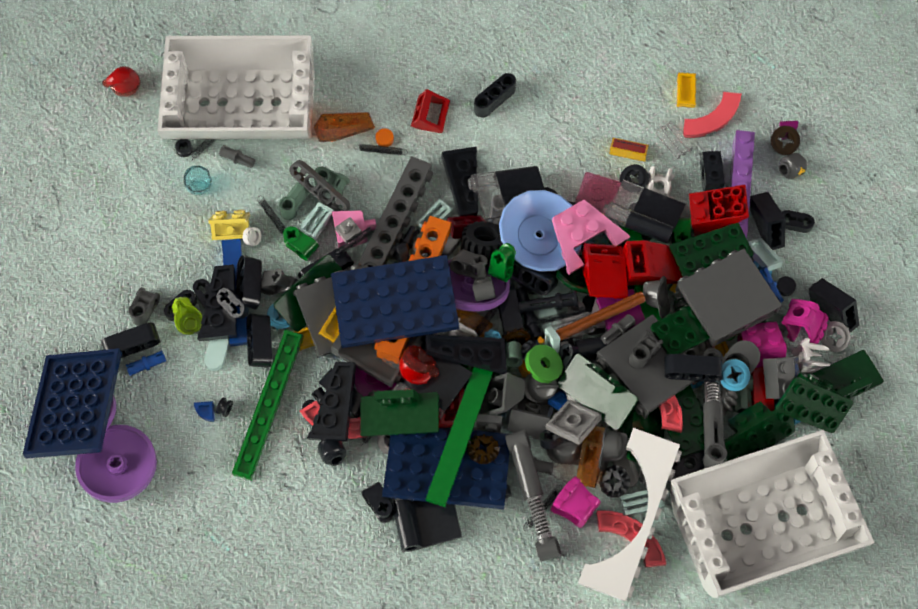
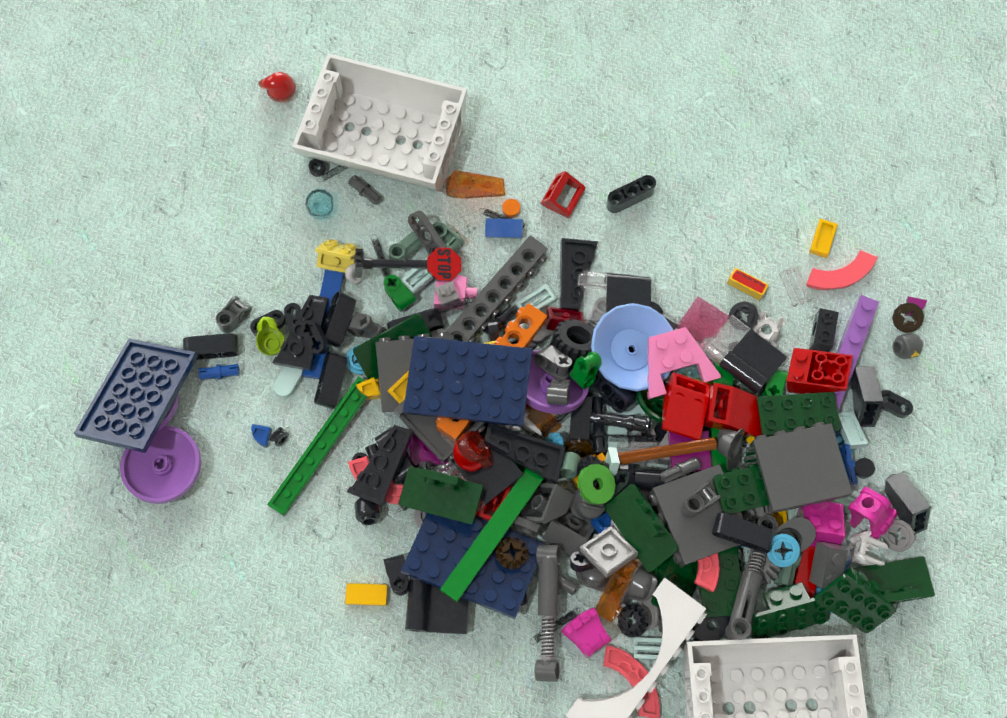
camera: 15 degrees right, 5 degrees up
(299, 337) = (369, 388): none -> yellow tile
(334, 204) = (441, 264): none -> black piece
(354, 529) = (366, 594): none -> yellow tile
(383, 157) = (503, 228): none -> blue tile

